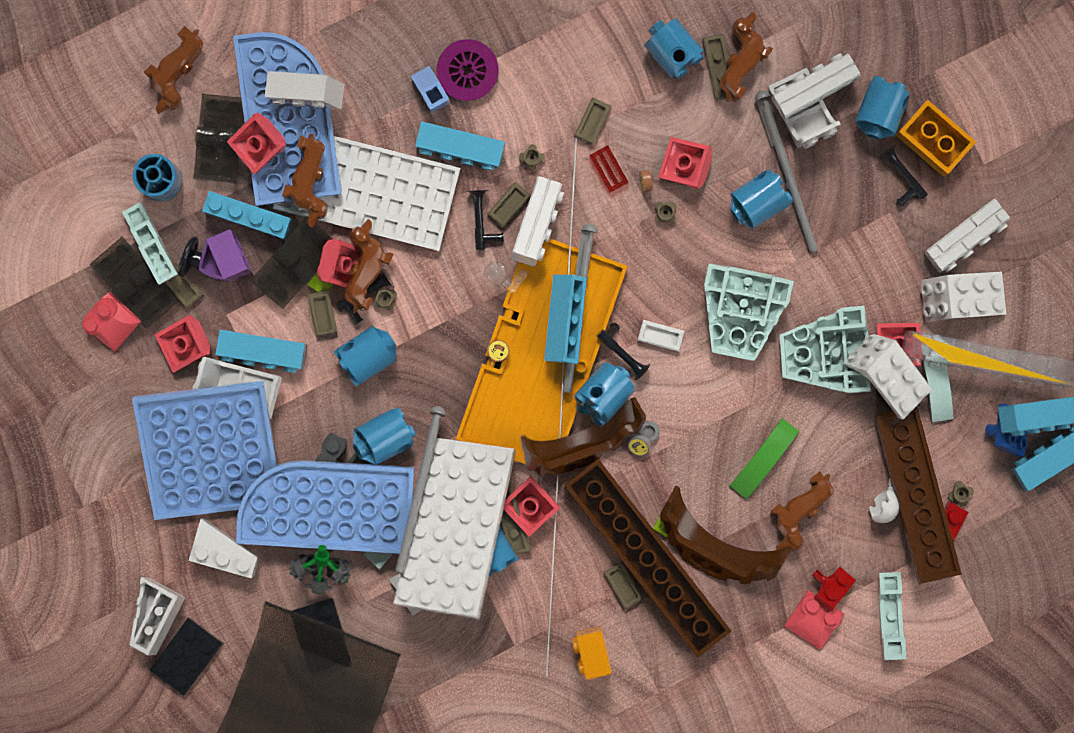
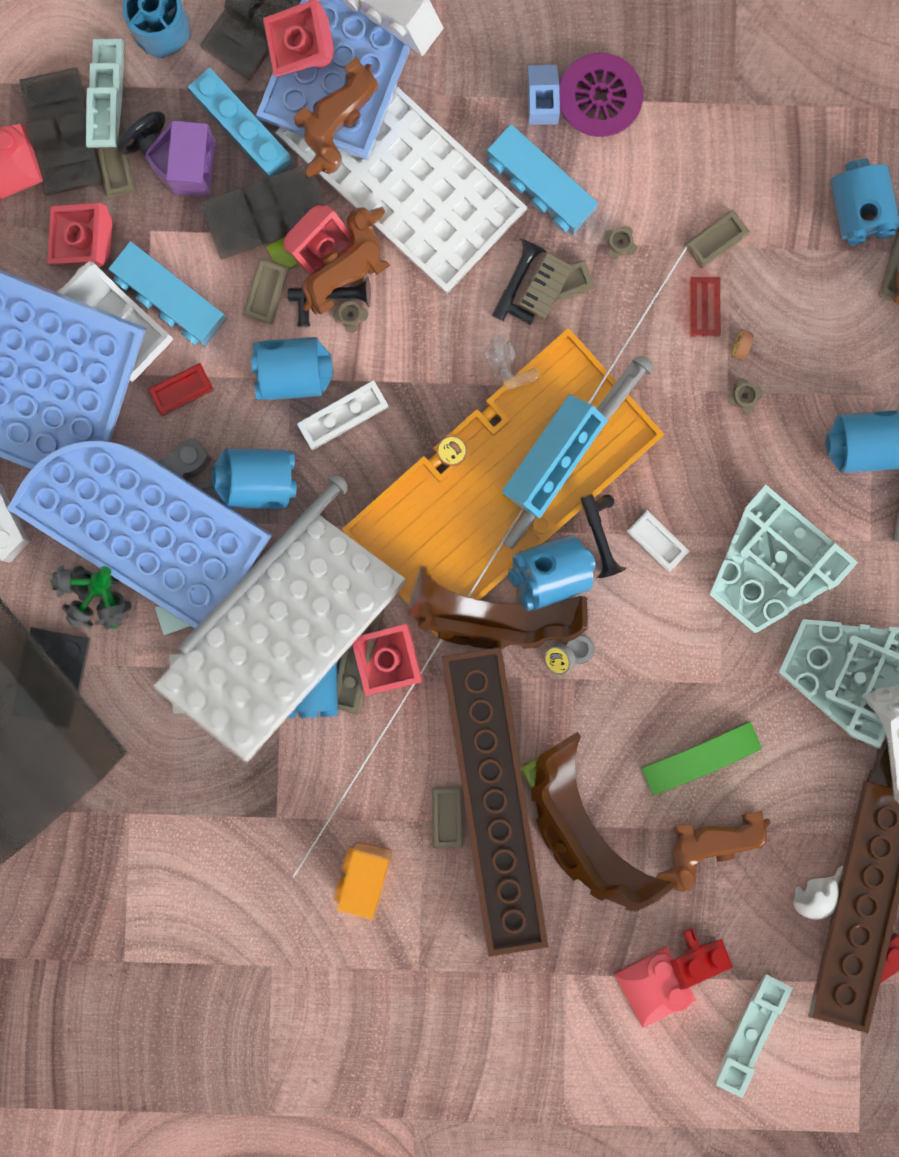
camera: 25 degrees right, 0 degrees up
(302, 406) = (180, 389): none -> red tile
(415, 365) = (342, 415): none -> white plate
(500, 212) = (546, 286): none -> dark tan tile
(536, 222) = (583, 320): white brick -> none
(686, 163) = (803, 350): coral slope -> none

